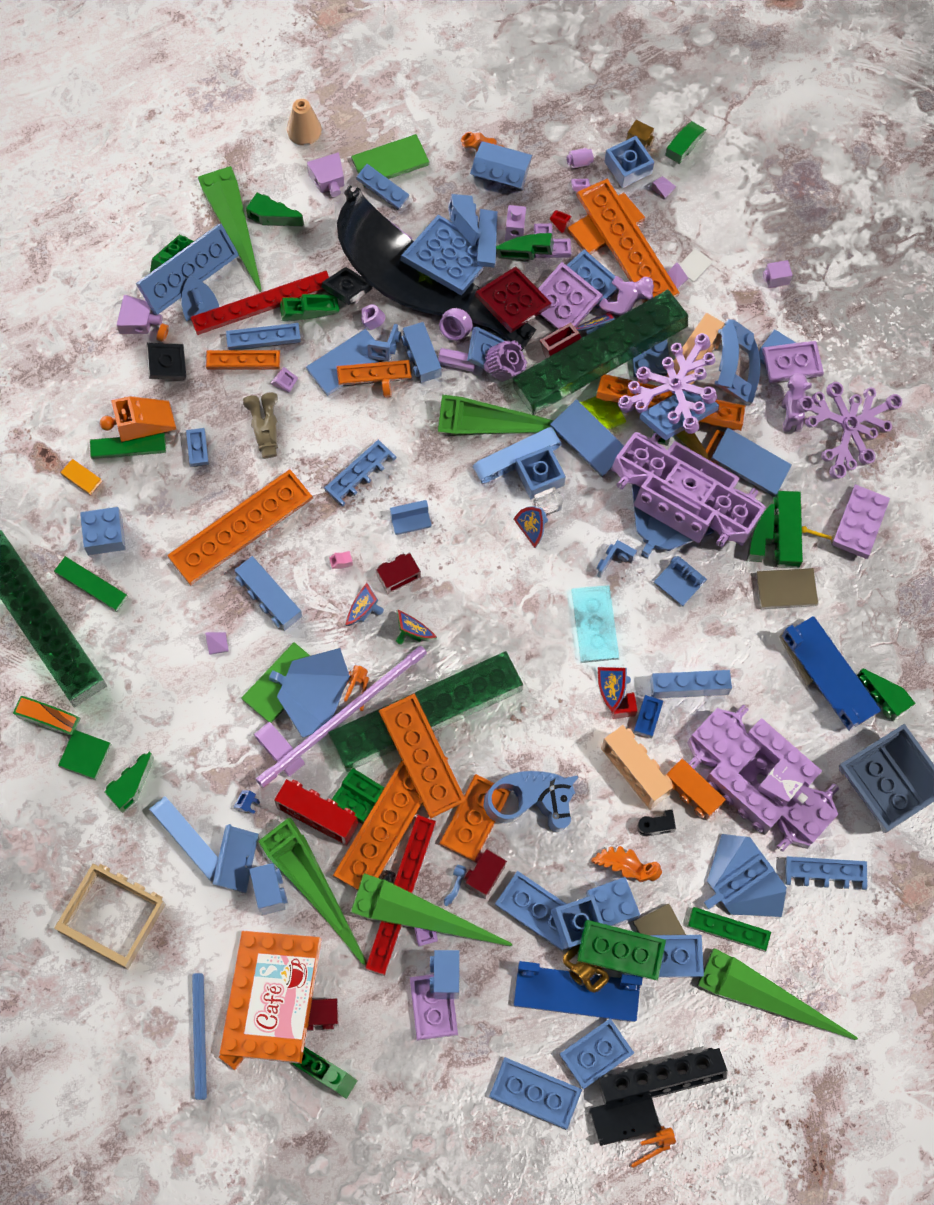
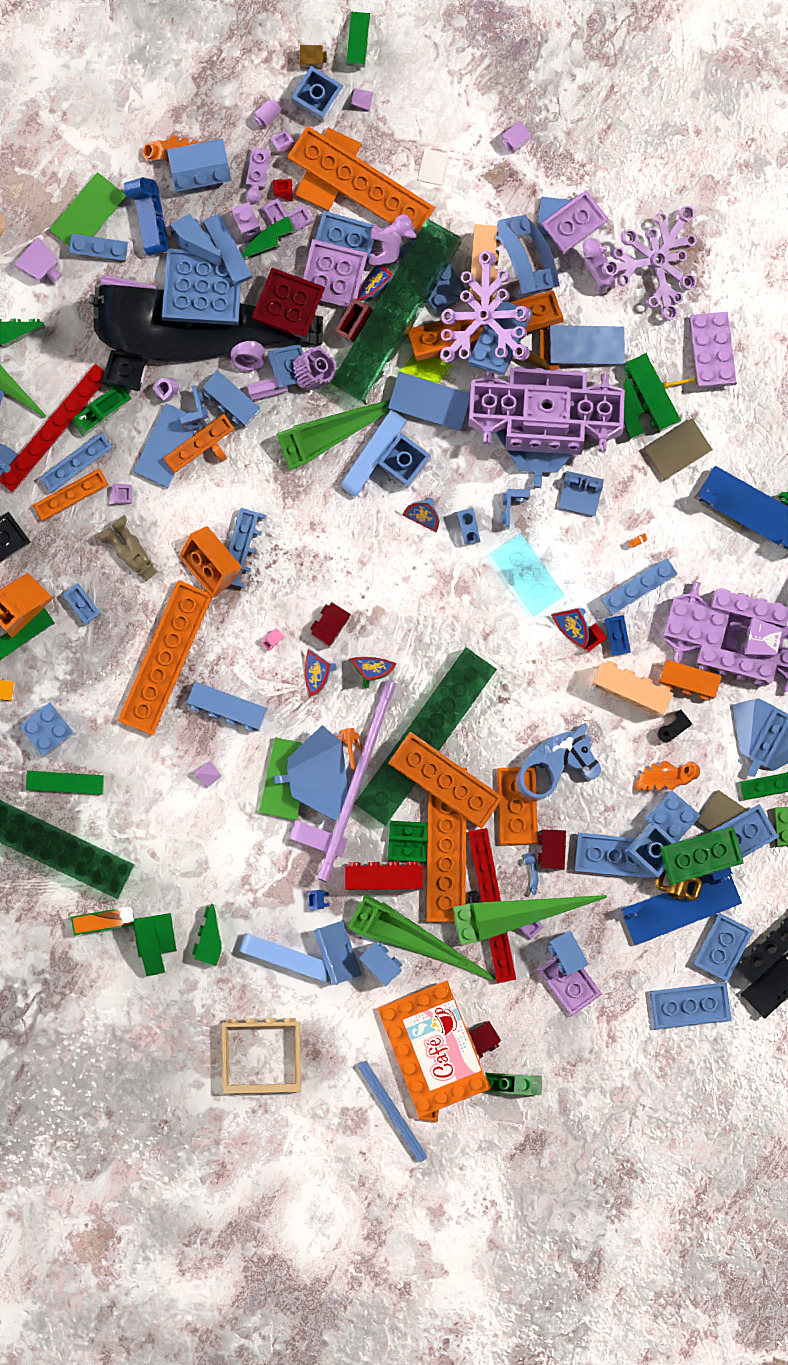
camera: 30 degrees left, 15 degrees up
(72, 758) = (149, 946): none -> green slope
(325, 466) = (210, 561): none -> orange slope
(410, 517) = (311, 566): medium blue panel -> none
(440, 179) = (150, 214): none -> blue beam
(545, 198) = (257, 173): none -> lavender plate
(566, 554) = (468, 526): none -> medium blue leg
(677, 275) = (423, 189): lavender slope -> none
(710, 644) = (638, 540): none -> orange tile

